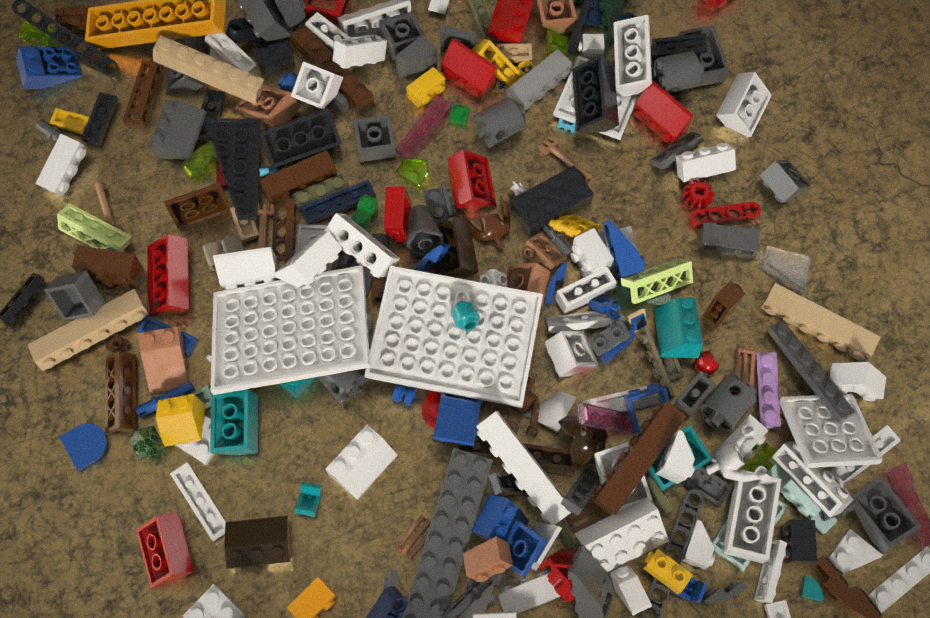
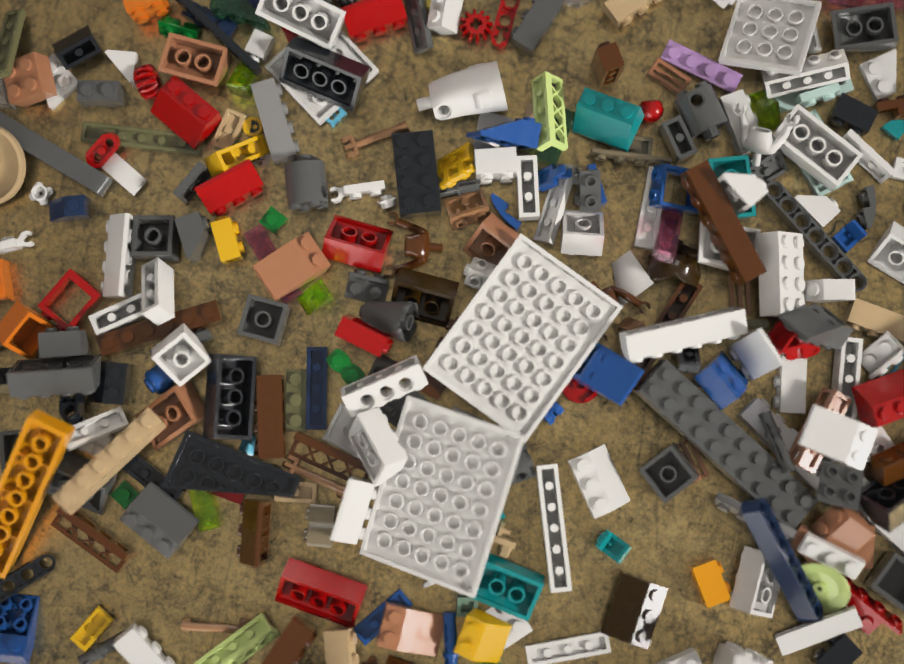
camera: 60 degrees left, 15 degrees up
(99, 119) = (103, 596): black plate -> none
(190, 98) = (125, 494): none -> green plate
(272, 407) = (506, 543): none -> tan hips
(302, 439) = (553, 528): none -> white brick
(395, 517) = (669, 472): none -> dark grey brick
(427, 138) = (291, 266): none -> nougat slope
(434, 256) = (425, 320): blue slope -> none
(465, 315) = (512, 319): teal head -> none
(487, 559) = (755, 407): nougat brick -> none
(515, 163) = (357, 190): none -> white plate
(524, 547) = (761, 372): blue slope -> none
(581, 491) = (727, 291): dark grey plate -> none
(636, 320) = (577, 154): slope -> none
(640, 209) = (466, 93): none -> white torso
(658, 497) = (758, 221): olive tile -> none
(667, 571) = (831, 249): yellow brick -> none
(810, 371) = (703, 18): dark grey plate -> none

